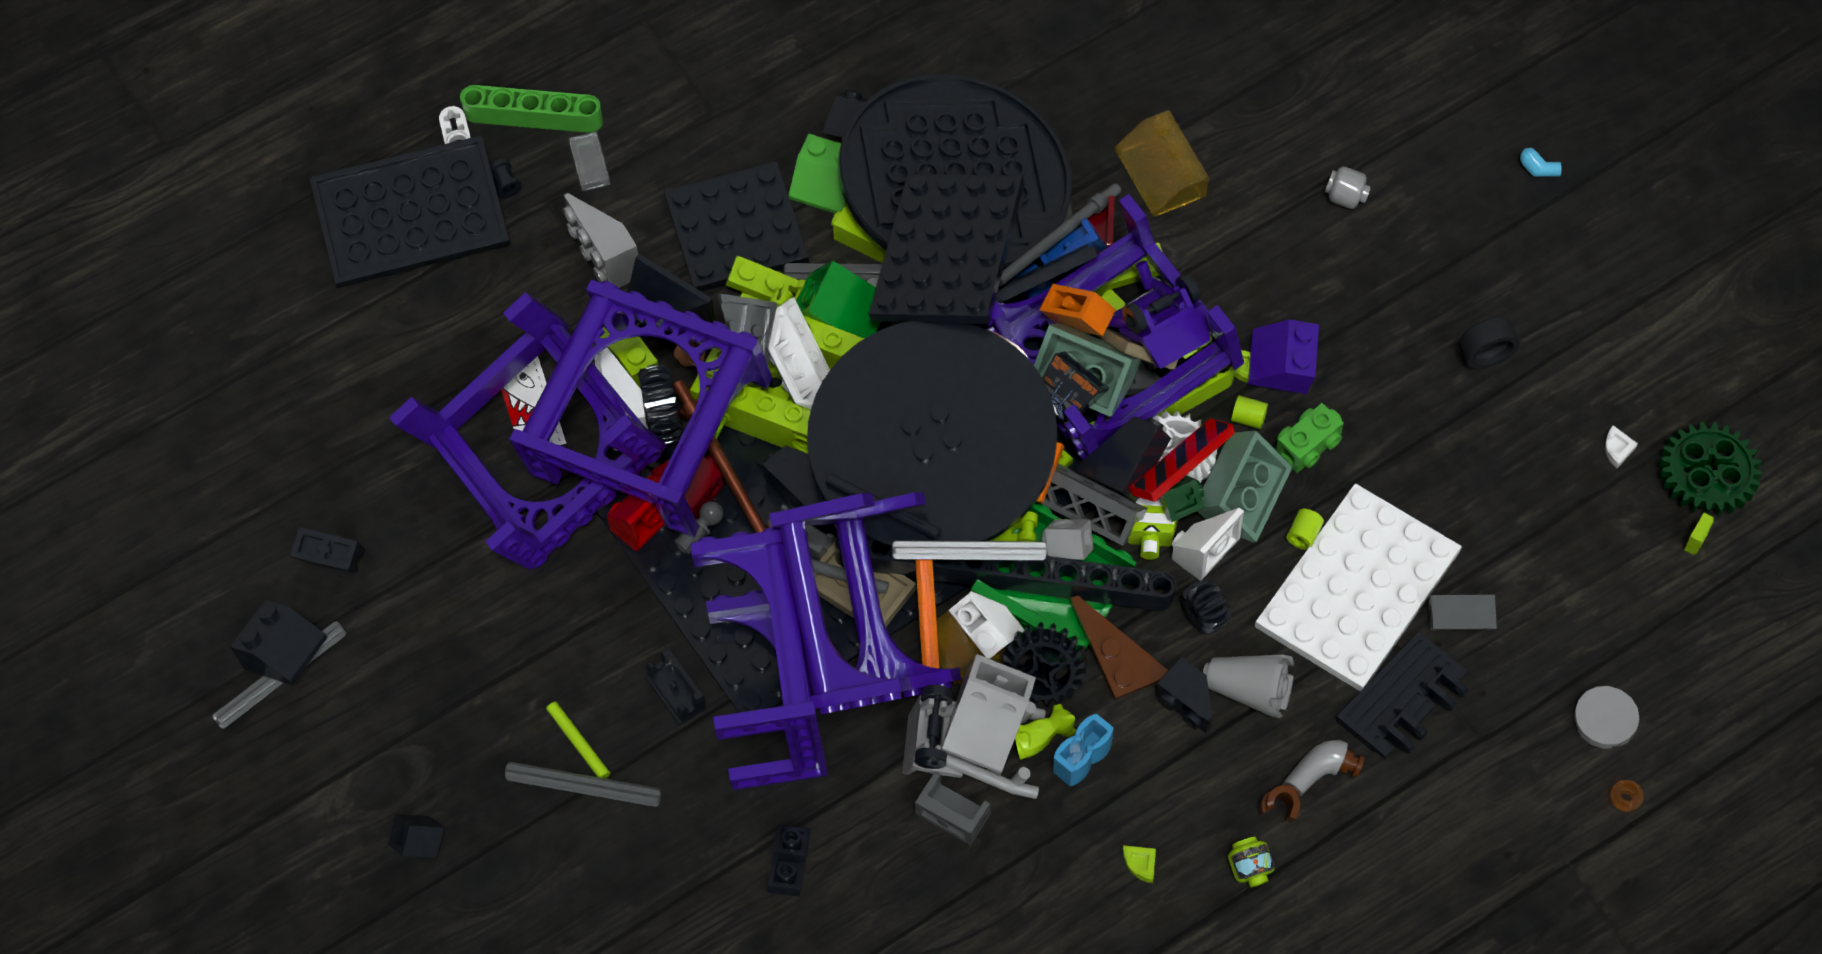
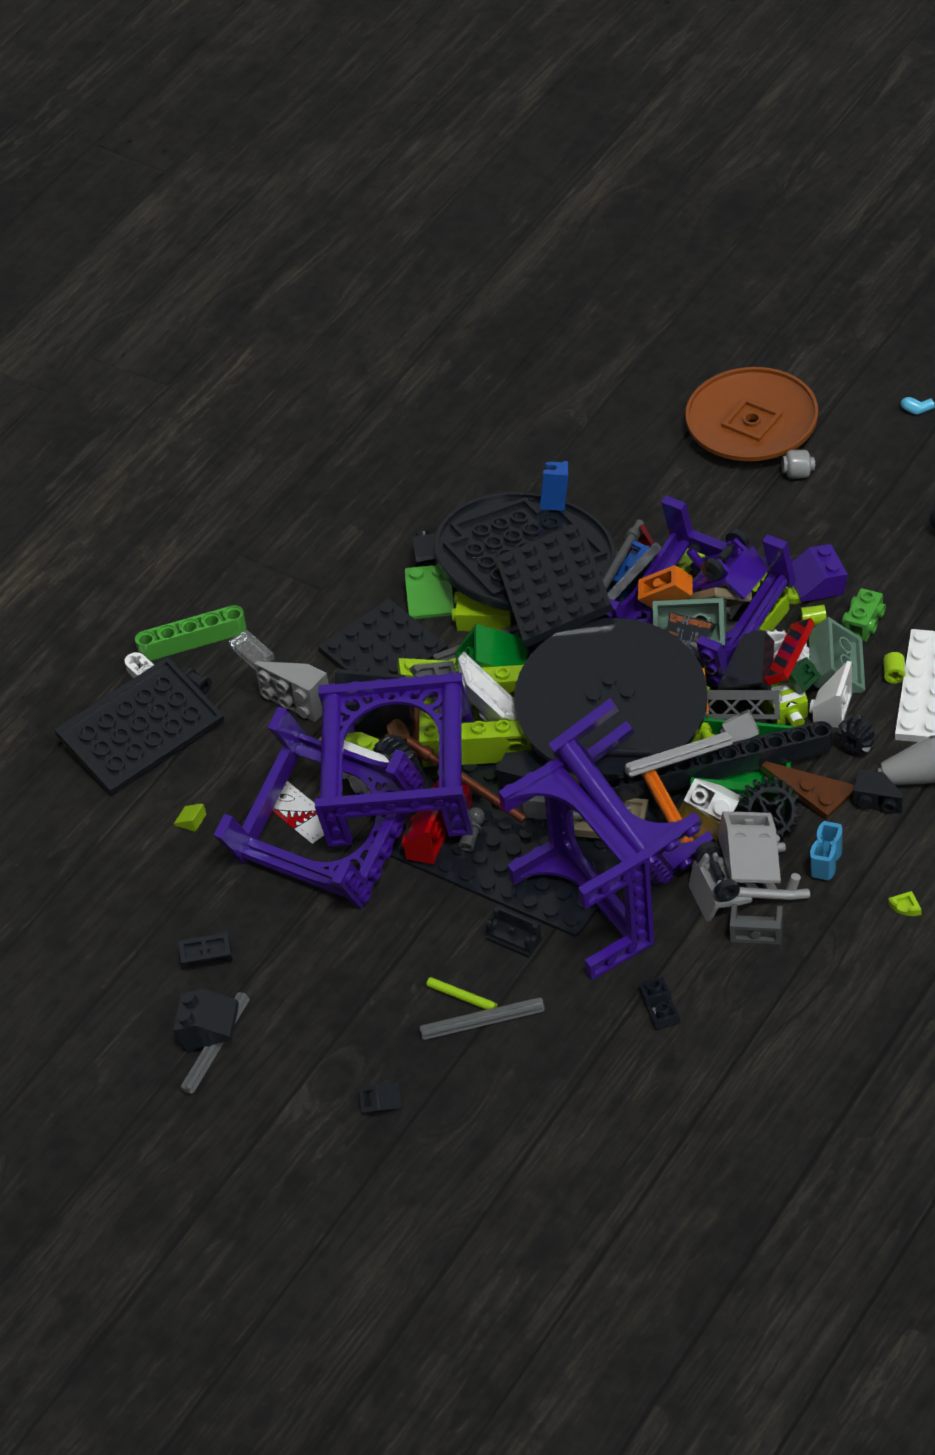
camera: 20 degrees left, 15 degrees down
(407, 359) = (191, 817): none -> lime slope
(1031, 101) = (554, 486): none -> blue hinge
(1037, 734) = (790, 852): lime animal -> none
(1162, 164) = (650, 488): clear yellow slope -> none
(1335, 59) = (726, 404): none -> dark orange dish

